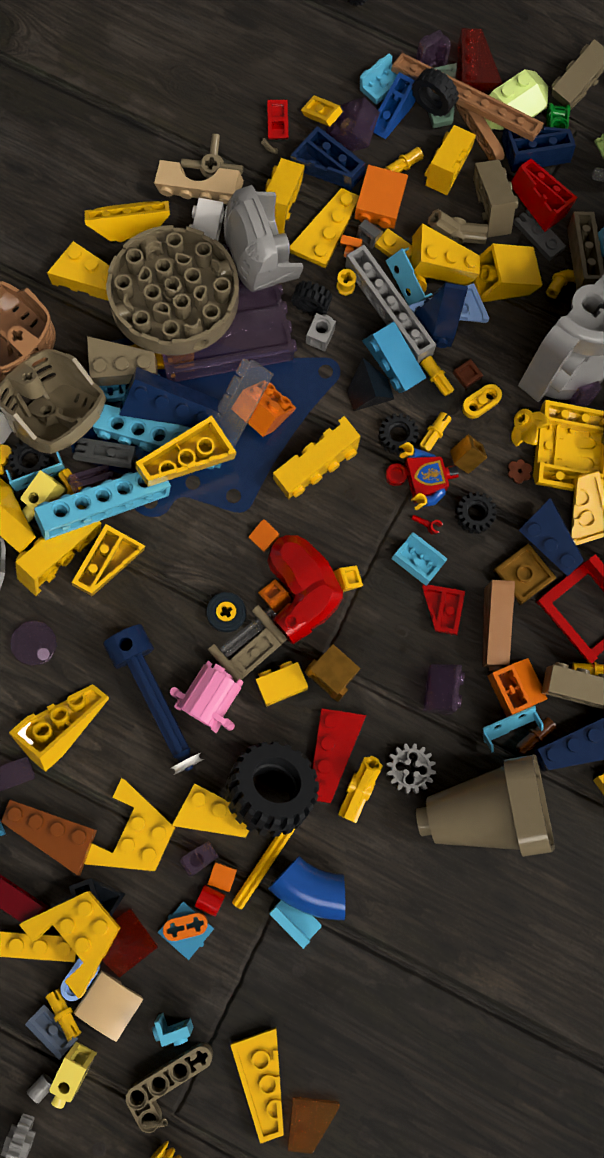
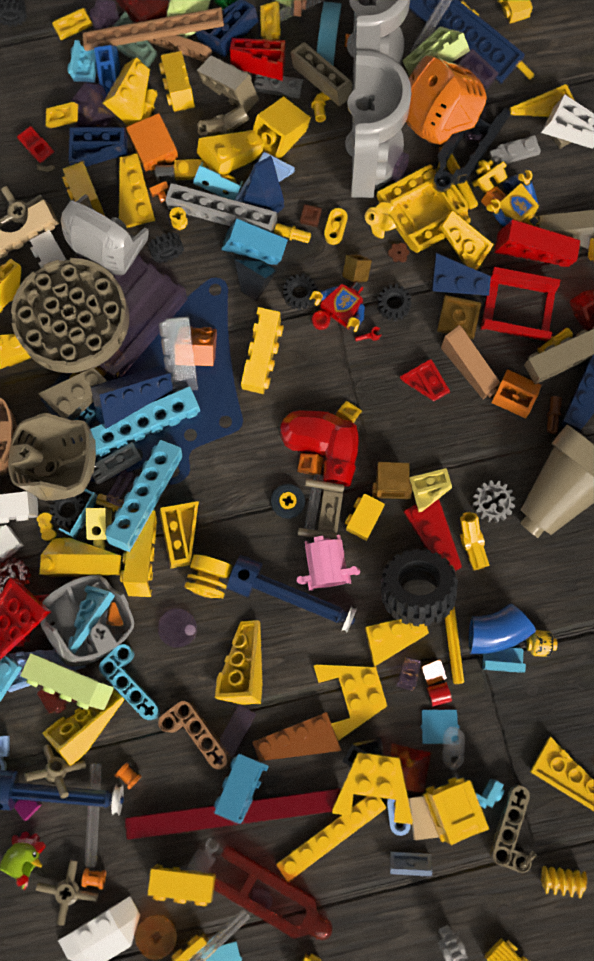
camera: 30 degrees left, 0 degrees up
(40, 1088) = (434, 905): light grey hinge -> none
(63, 1014) = (408, 846): yellow pin -> none
(71, 1074) = (448, 878): light yellow torso -> none
(95, 620) = (208, 576): none -> yellow wheel
(128, 1020) = (455, 810): none -> yellow container
(180, 961) = (453, 748): none -> clear plate
(186, 932) = (441, 726): orange beam -> none
(187, 453) = (176, 414): yellow wedge -> none
(264, 535) = (269, 430): orange slope -> none
(317, 339) = (194, 271): light grey brick -> none
(342, 936) = (541, 643): none -> yellow head
(363, 706) = (430, 487): none -> light yellow wing
(397, 136) = (129, 92): none -> yellow wedge
(400, 38) = (72, 24): none -> yellow plate
(419, 558) = (384, 362): medium azure bracket -> none
(435, 432) = (322, 271): yellow axle -> none
(442, 85) = (130, 34): black tyre -> none
(443, 689) = (471, 433): clear purple slope -> none
(510, 723) = (532, 419): medium azure piece -> none
(580, 171) = (270, 21): none -> yellow hinge

